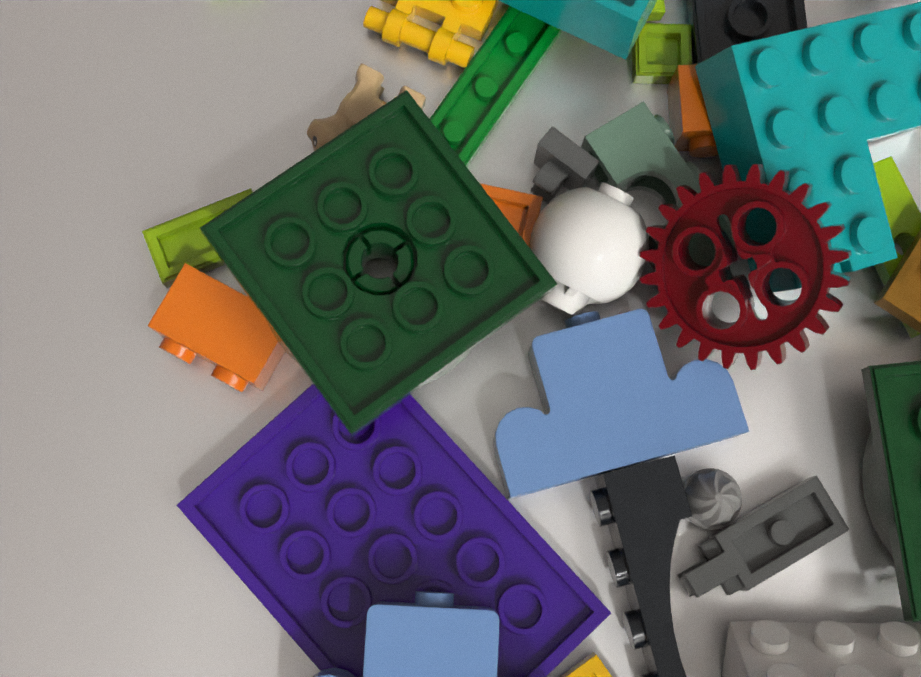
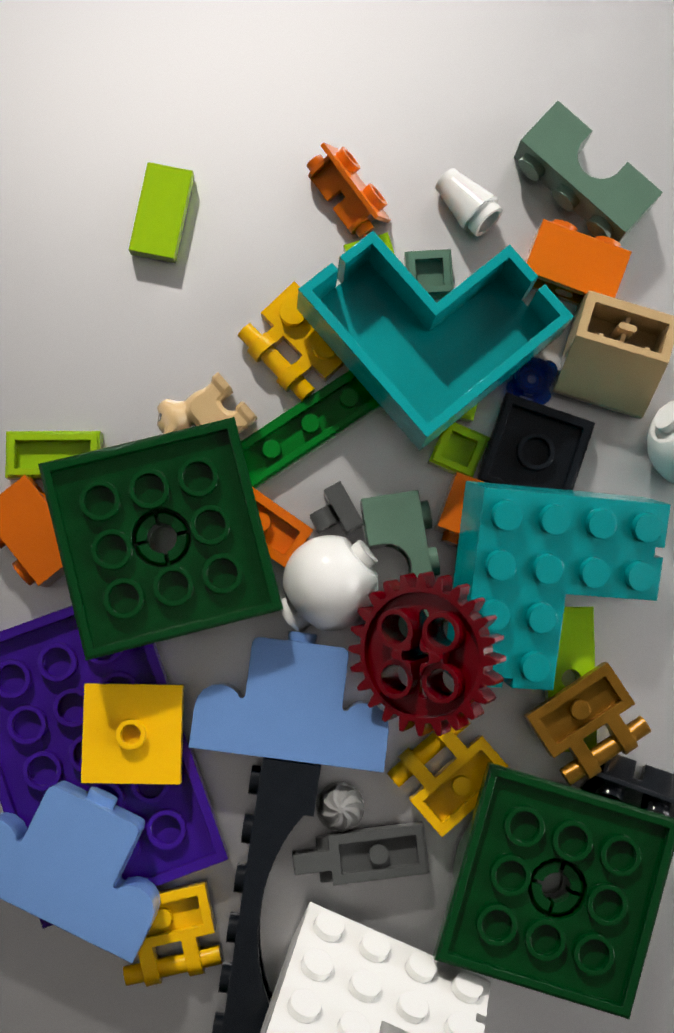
camera: 20 degrees right, 5 degrees up
(437, 510) = (132, 733): none -> yellow plate
(832, 420) = (455, 787): none -> yellow plate

